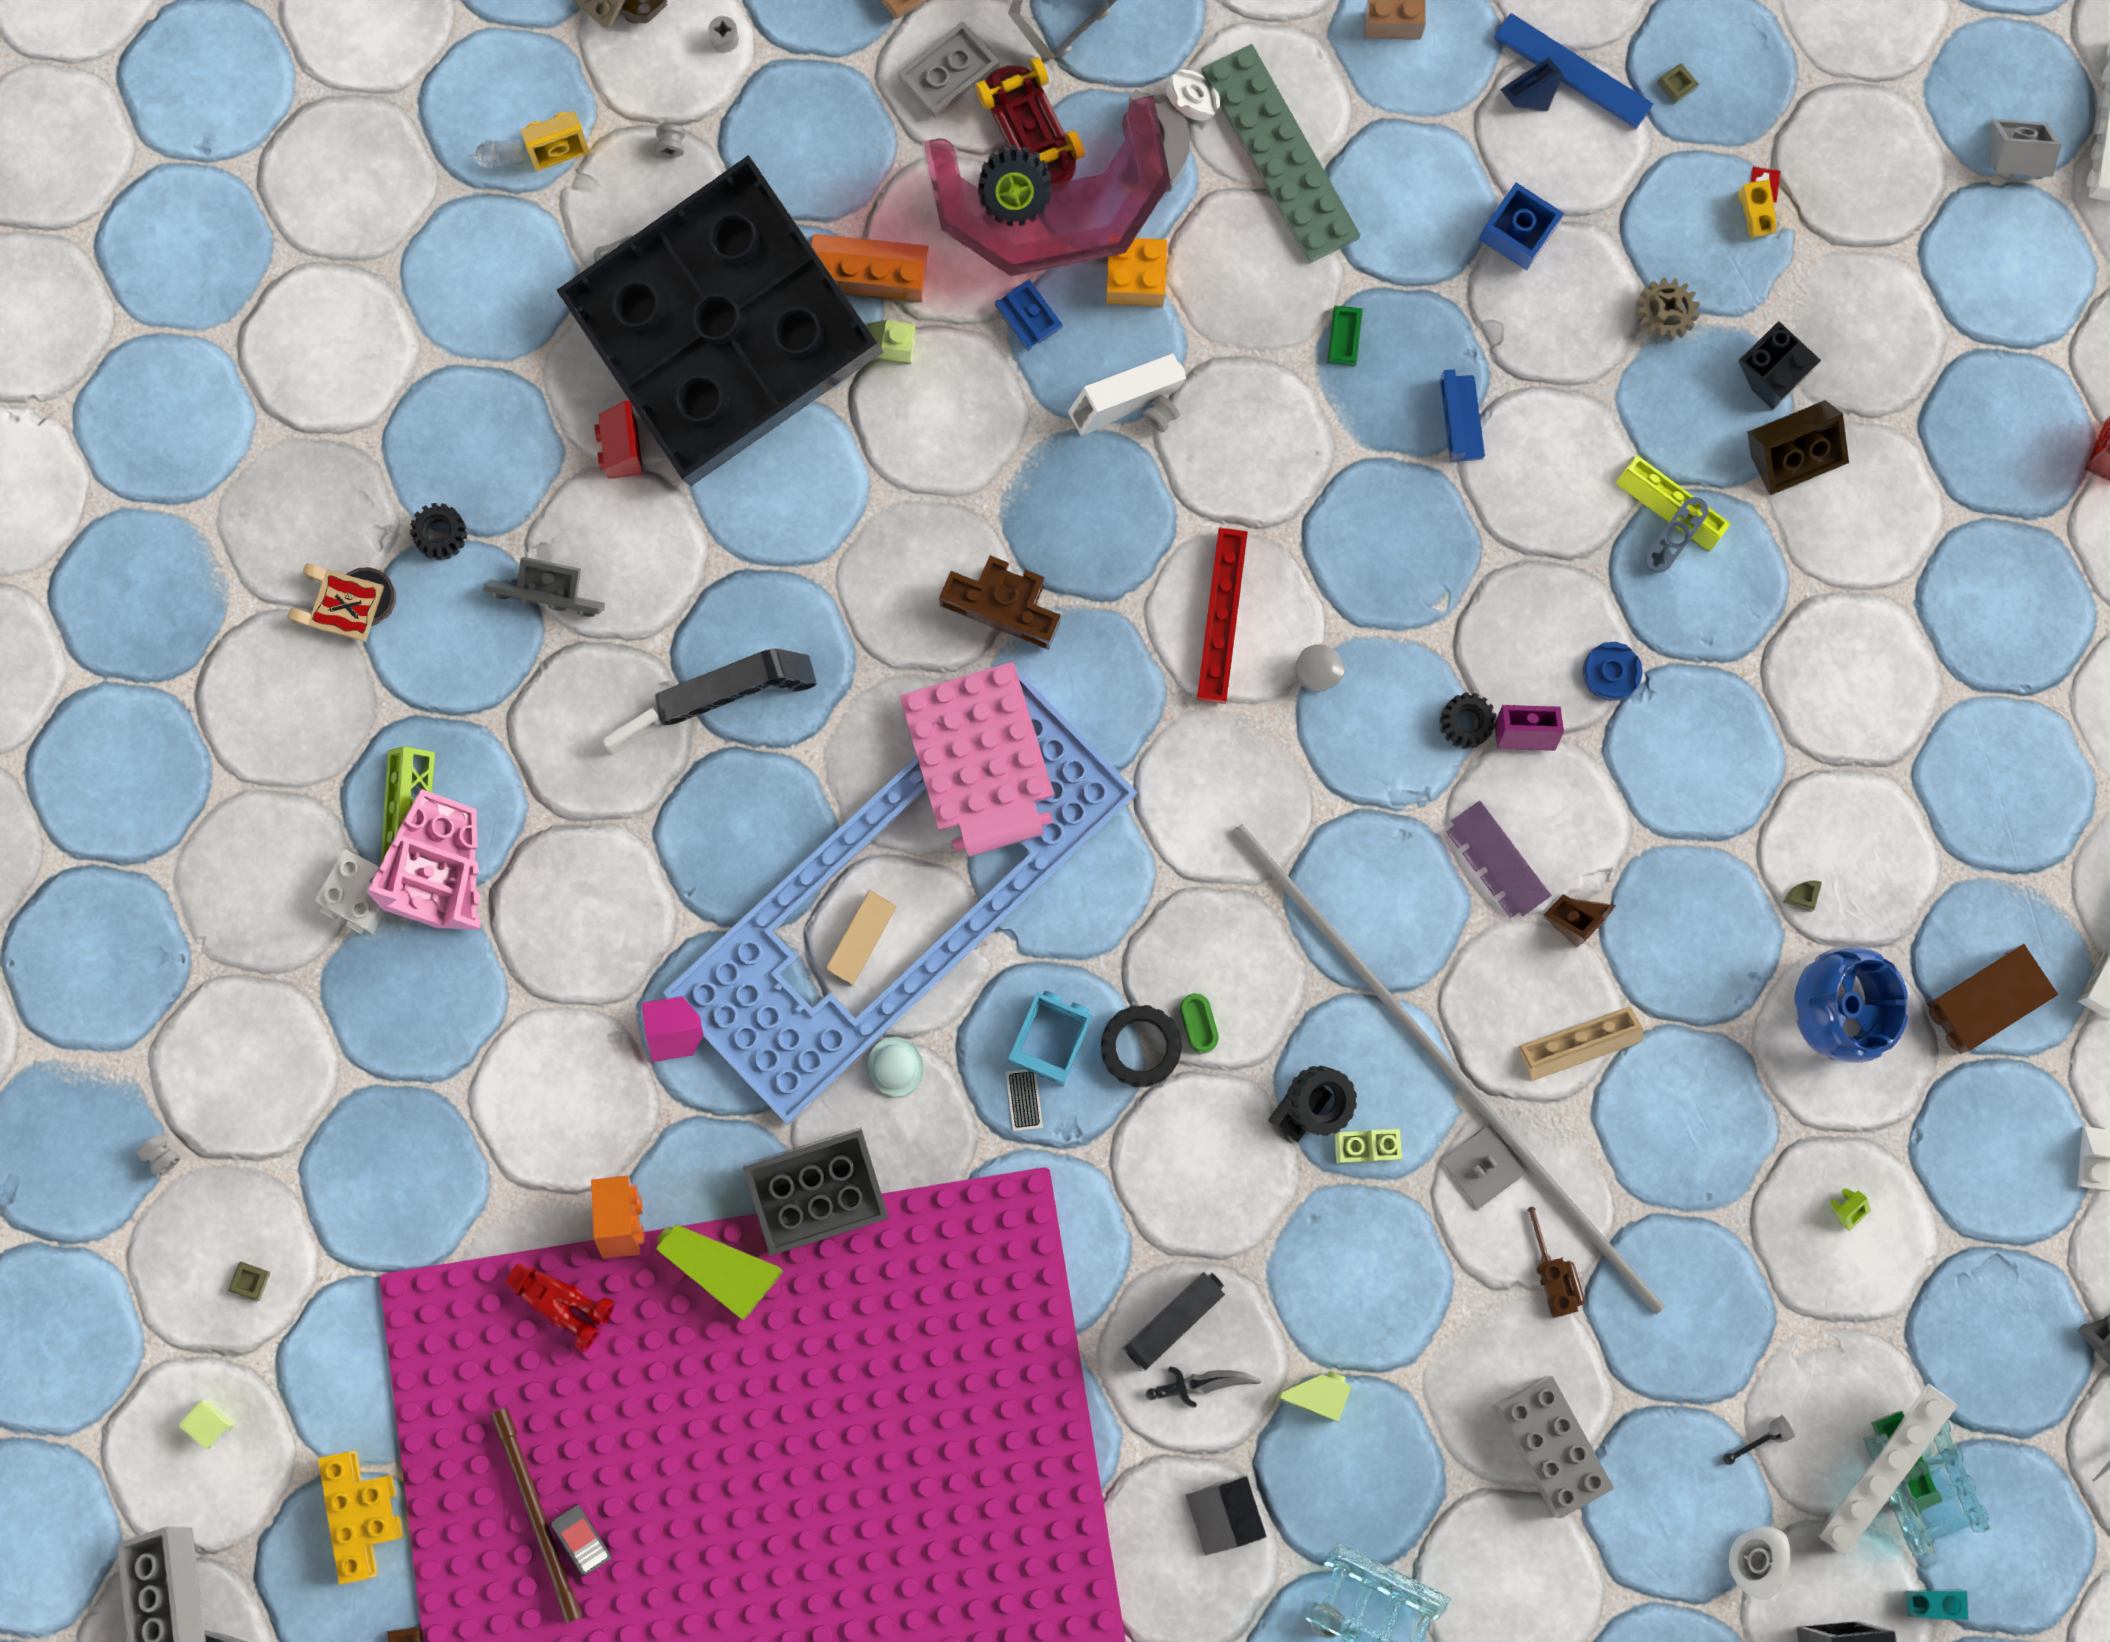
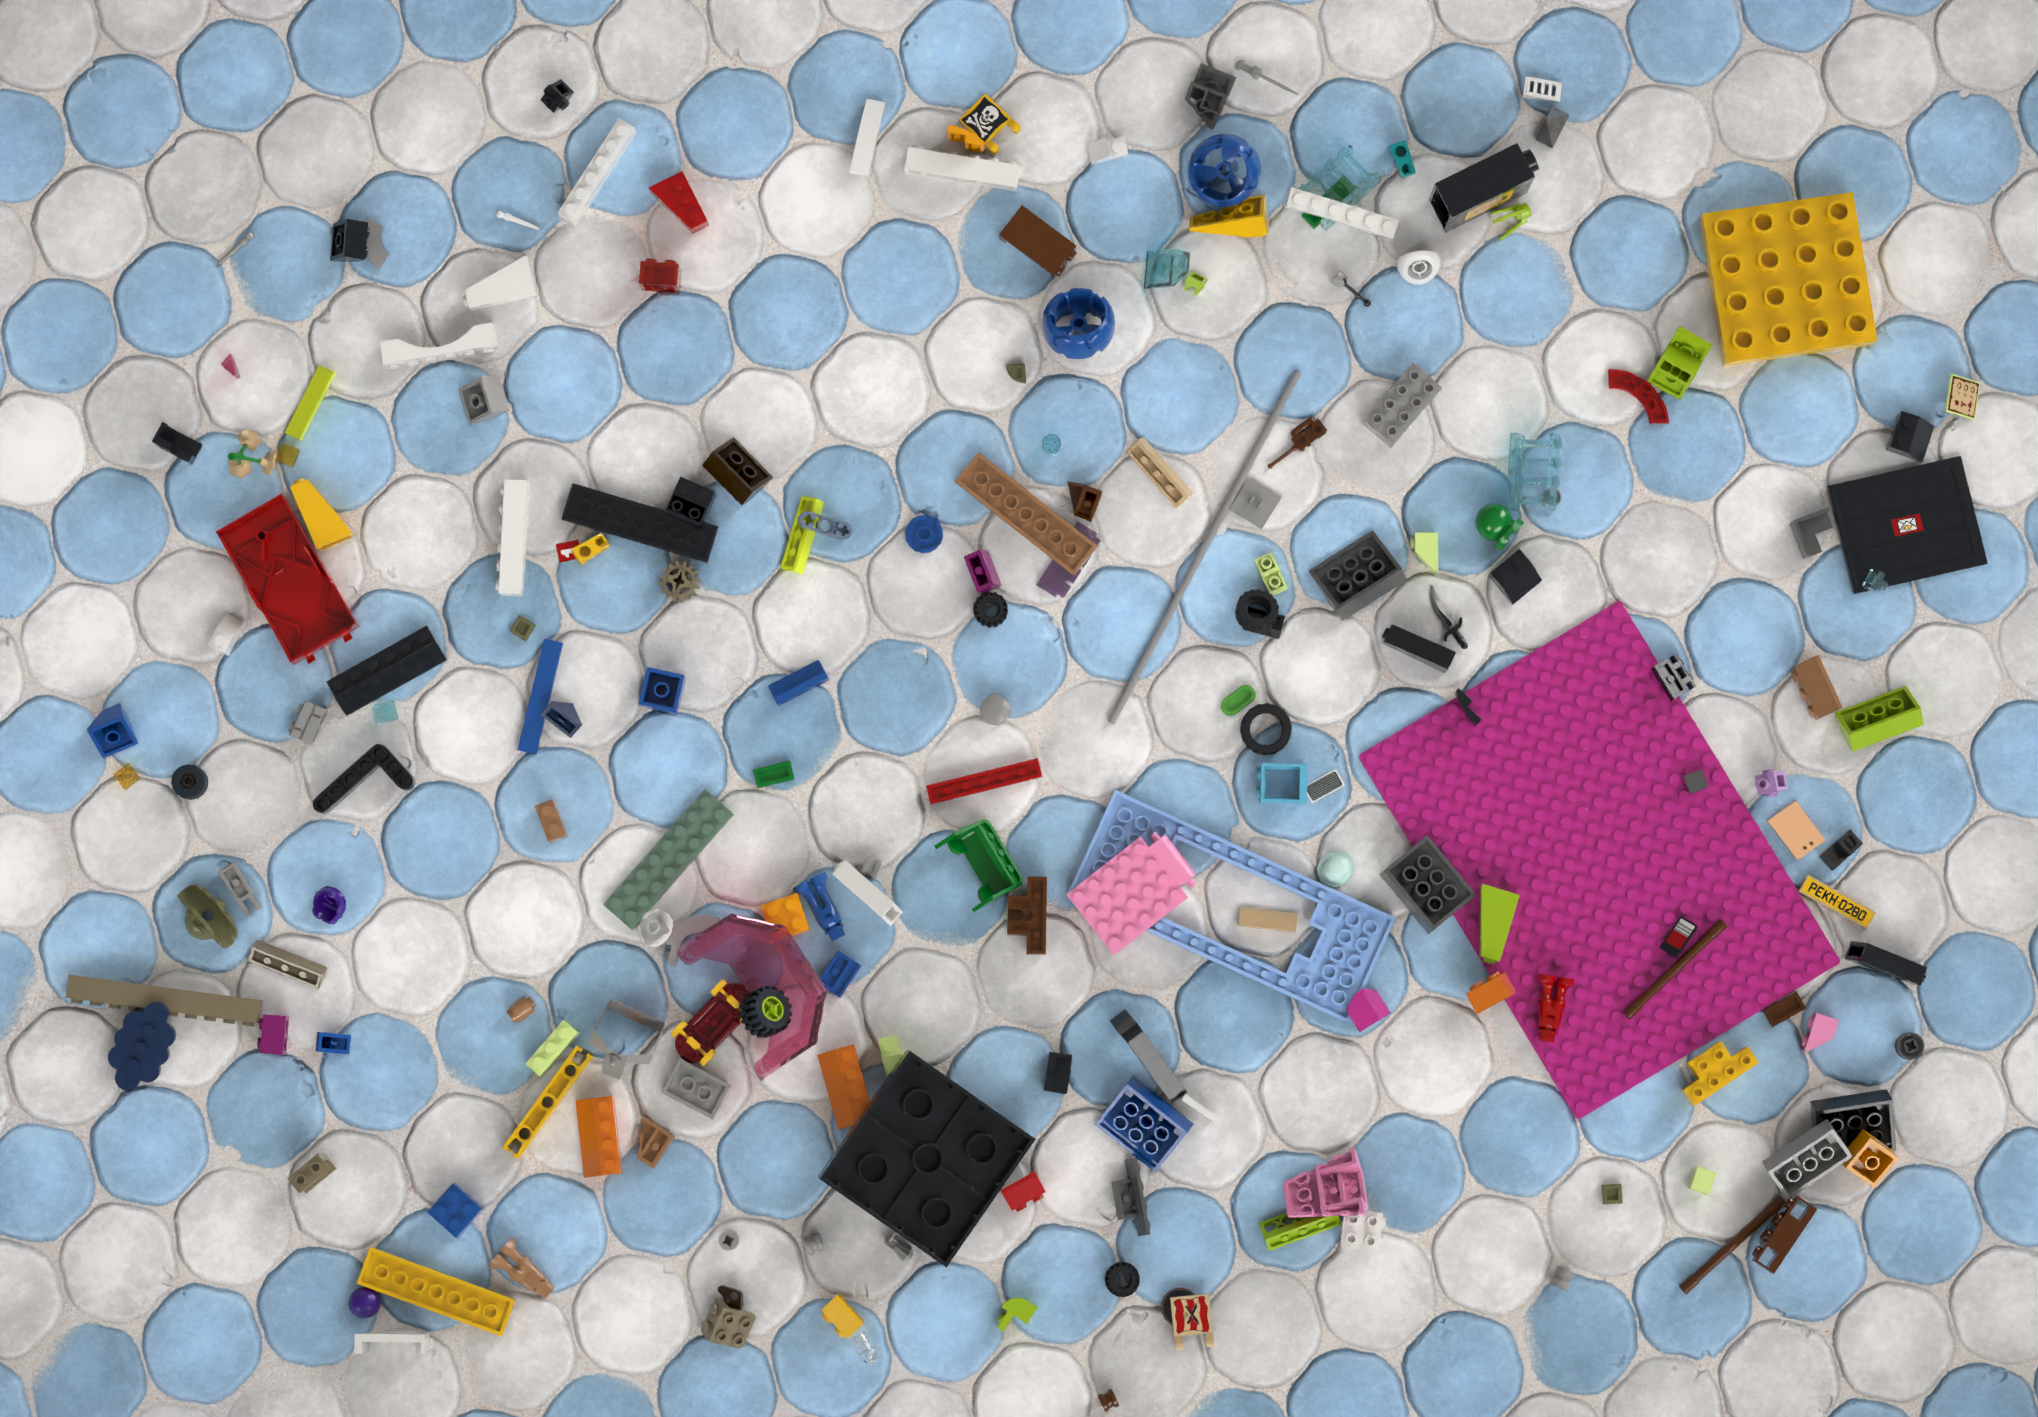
camera: 100 degrees left, 5 degrees up
(68, 1513) = (1783, 1233): none -> reddish brown piece
(119, 1512) = (1770, 1210): none -> reddish brown piece
(279, 446) = (1108, 1400): none -> reddish brown wheel
(462, 374) = (1016, 1307): none -> lime brick
(642, 647) = (1144, 1124): none -> blue slope
(767, 554) = (1058, 1073): none -> black panel
(1064, 1356) = (1463, 702): none -> black slope
(1111, 578) = (988, 860): none -> green windscreen
(1116, 327) = (826, 916): none -> blue piece
(1318, 1274) = (1358, 575): none -> dark grey slope
(1318, 1517) = (1496, 524): none -> green tile
(1589, 823) = (1026, 514): none -> medium nougat plate
(1685, 898) = (1050, 440): none -> clear light blue wheel
(1771, 287) = (638, 523): none -> black plate
(1811, 114) = (513, 537): none -> white brick
(1889, 1173) = (1165, 268): none -> clear light blue slope
(1922, 1317) = (1241, 220): none -> yellow wedge
(2016, 1278) = (1231, 148): none -> blue wheel

